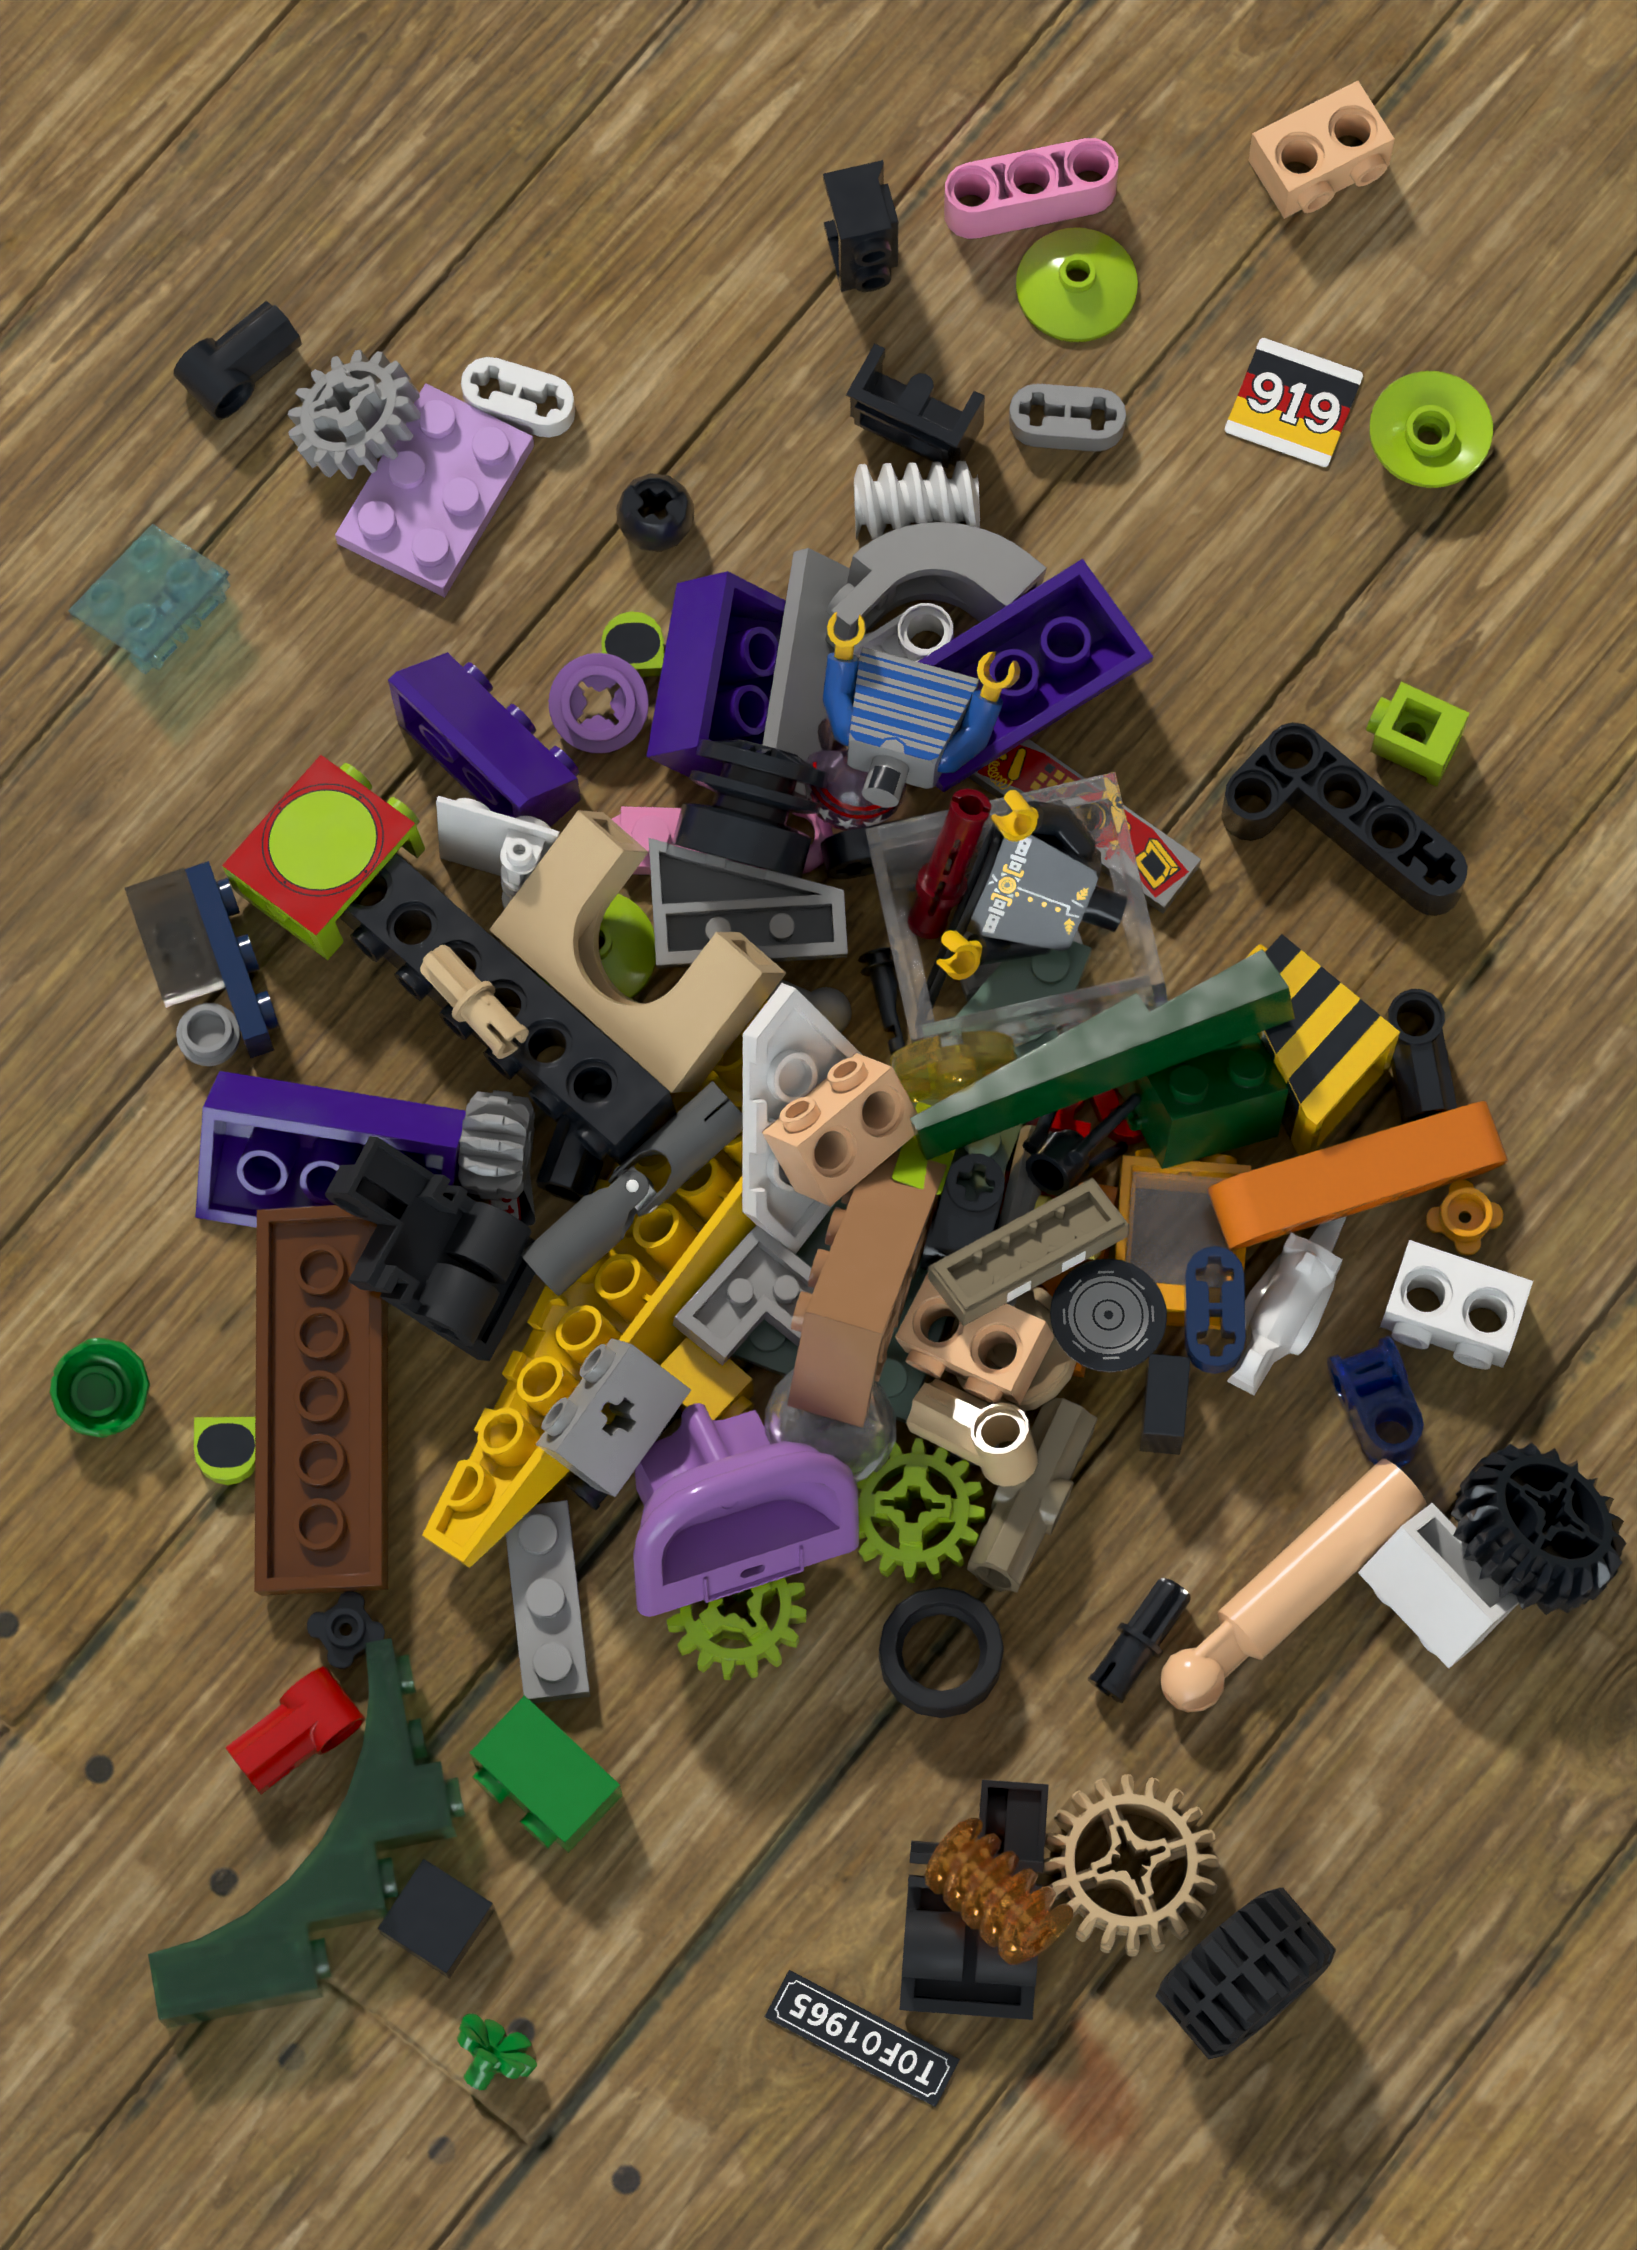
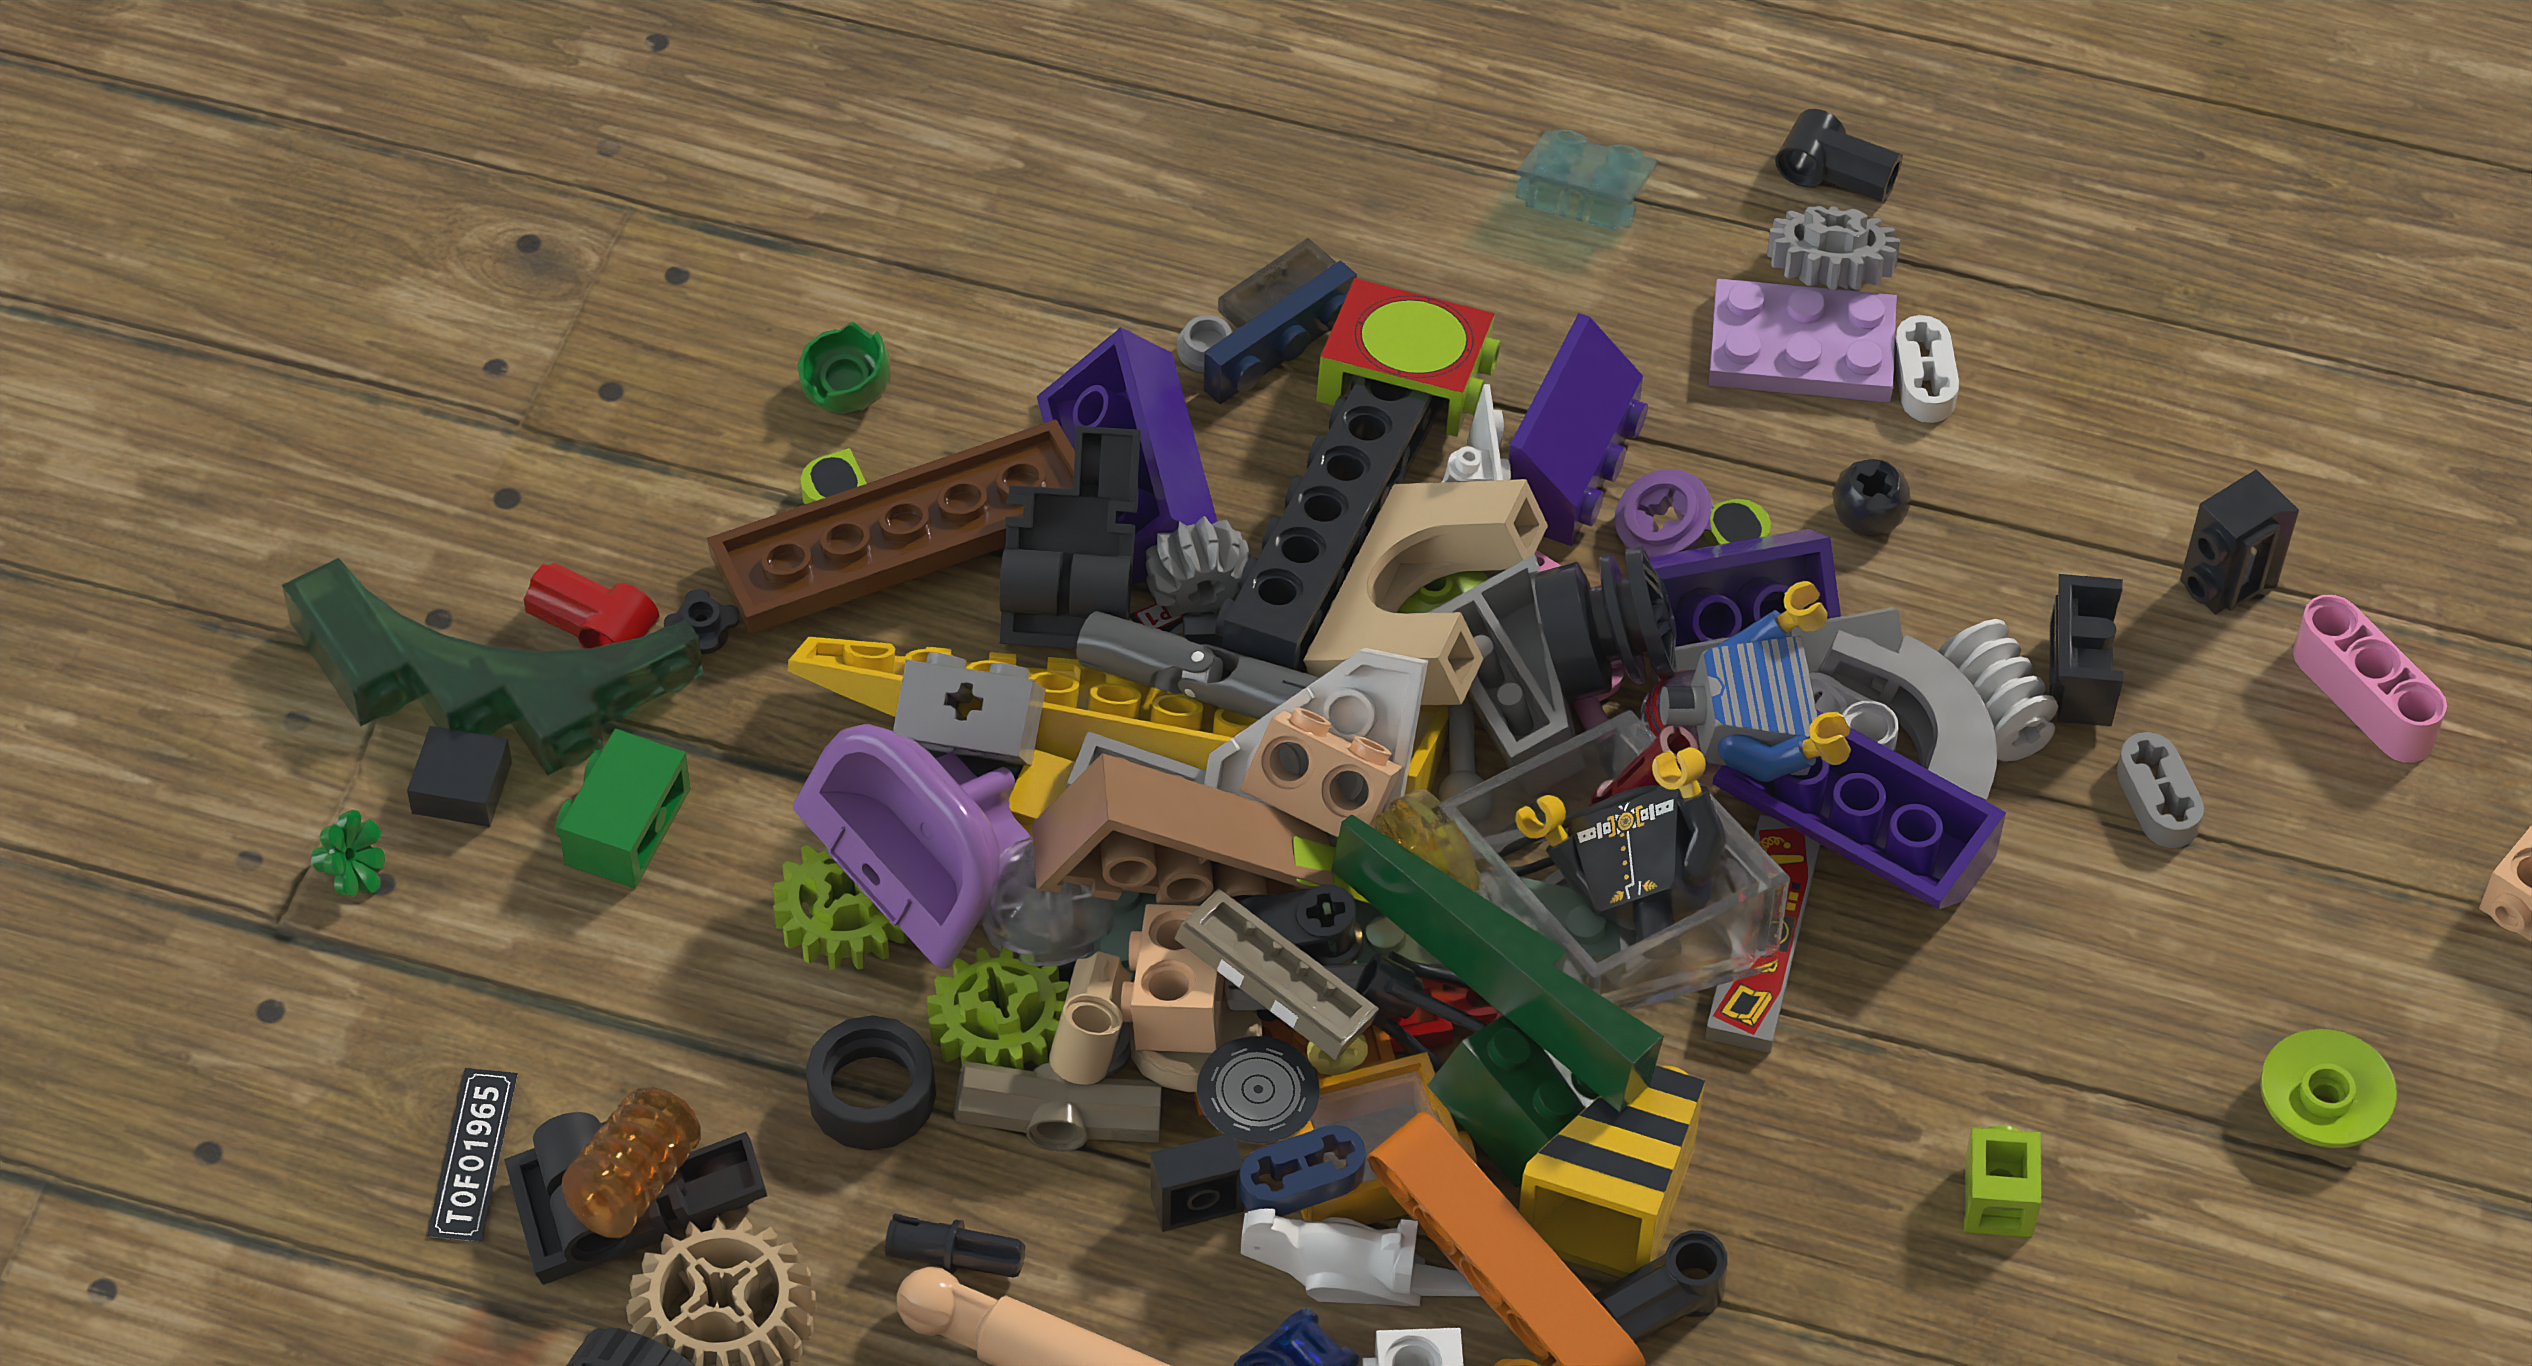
camera: 65 degrees right, 20 degrees down
(473, 1001) = (1307, 474): tan axle -> none
(547, 1605) = (771, 770): light grey plate -> none
(1072, 308) = (2297, 777): lime dish -> none
(1293, 402) = (2293, 978): sticker -> none
(1348, 827) = (1880, 1160): black beam -> none

